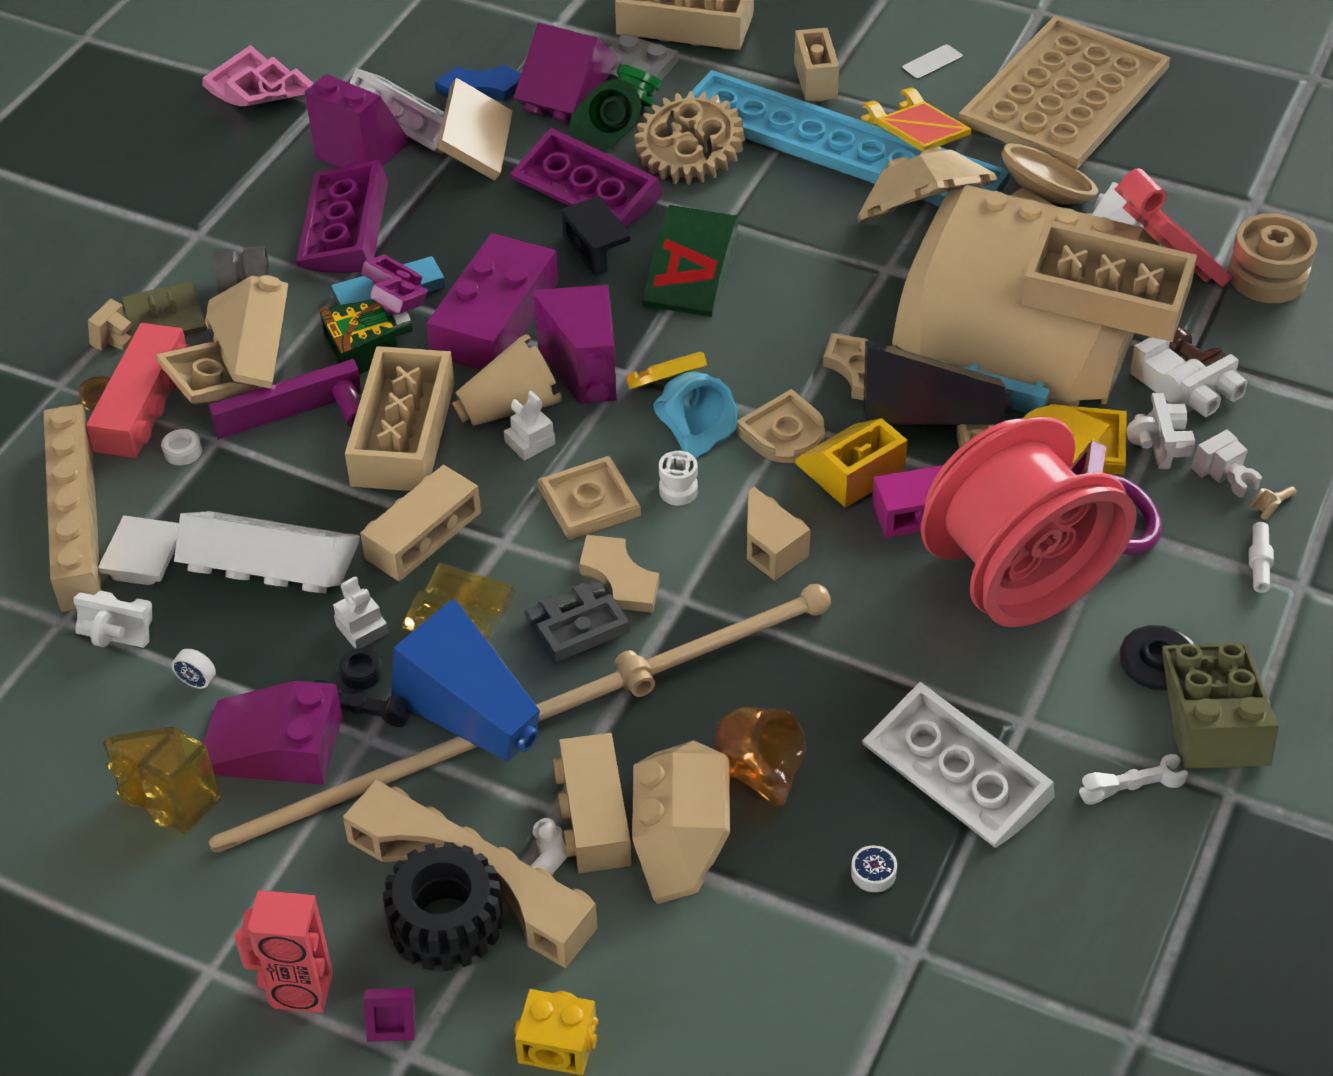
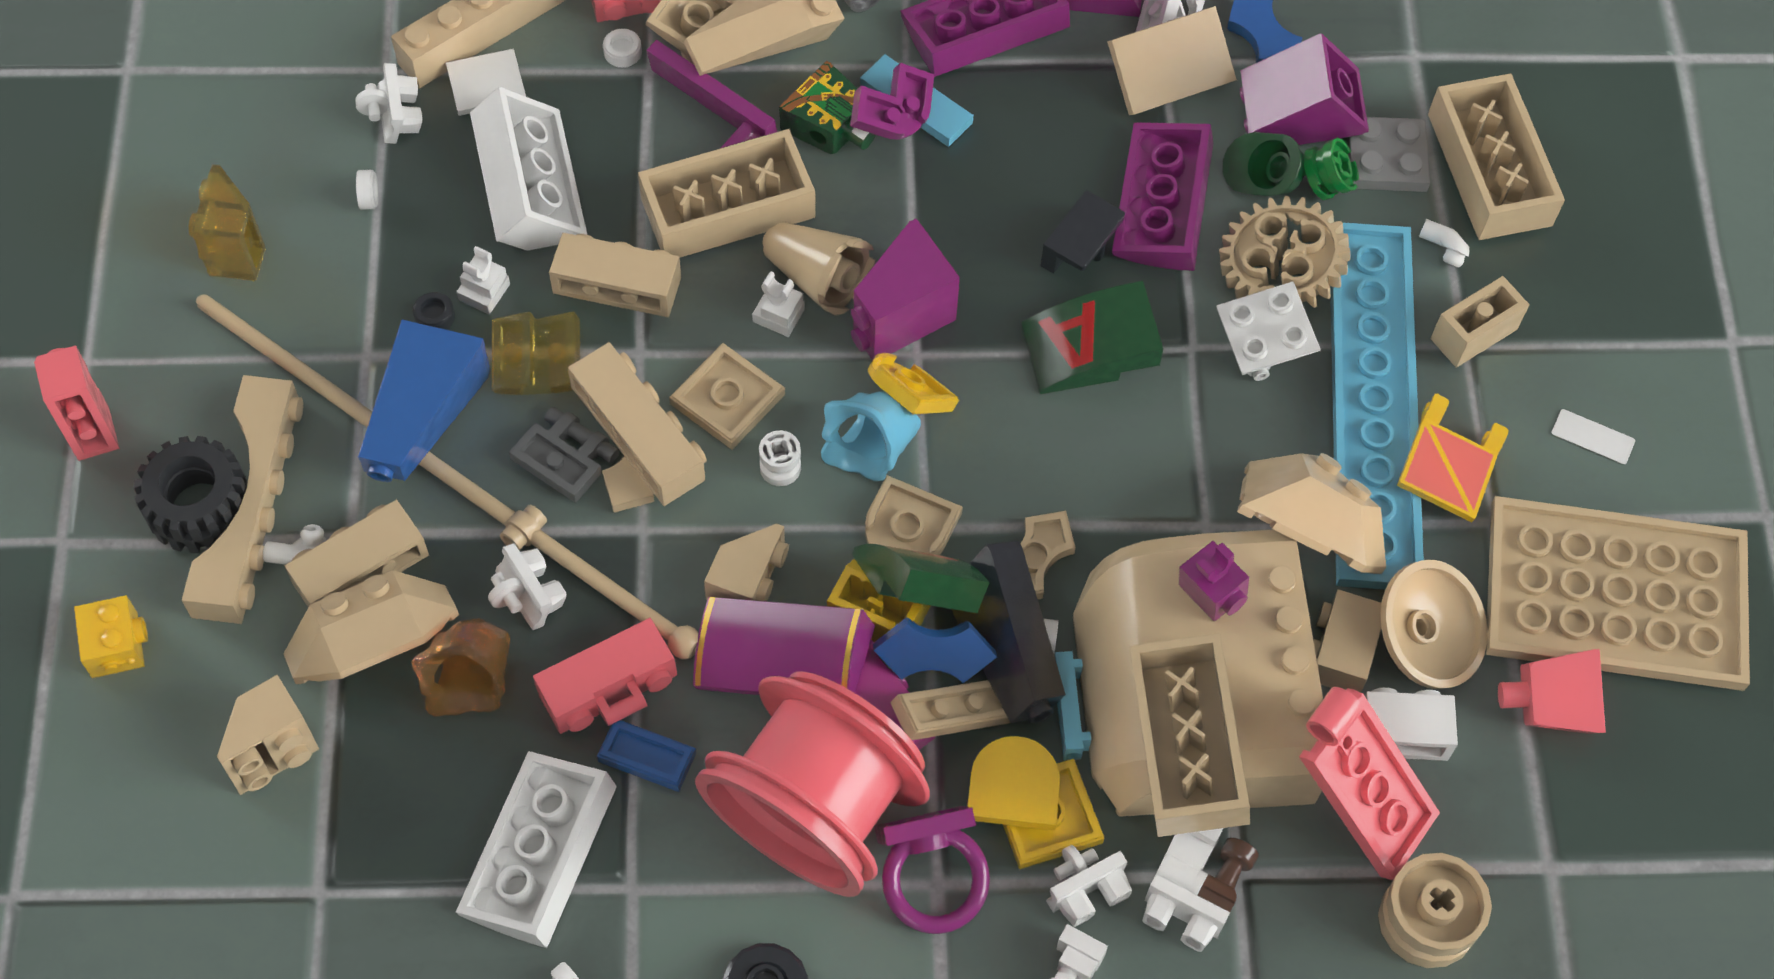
camera: 60 degrees right, 15 degrees up
(276, 733) = (326, 286): magenta slope -> none
(390, 1014) = (80, 507): magenta tile -> none
(391, 711) = (390, 309): black piece -> none
(492, 300) = (948, 191): magenta brick -> none
(590, 549) = (638, 423): none -> tan brick
(697, 687) = (519, 588): none -> white hips
(730, 61) = (1447, 238): none -> white arm
(750, 166) = (1267, 329): none -> white hinge
(751, 917) = (264, 737): none -> tan slope
(823, 680) = (607, 678): none -> coral piece
(863, 405) = (922, 577): none -> dark green slope
(866, 527) = (761, 639): none -> magenta slope
(874, 868) = (390, 819): tile -> none
(905, 665) = (646, 755): none -> blue tile
(932, 423) = (916, 649): none -> blue tile
(984, 224) = (1214, 581): none -> magenta brick
(1133, 135) = (1559, 693): none -> coral torso

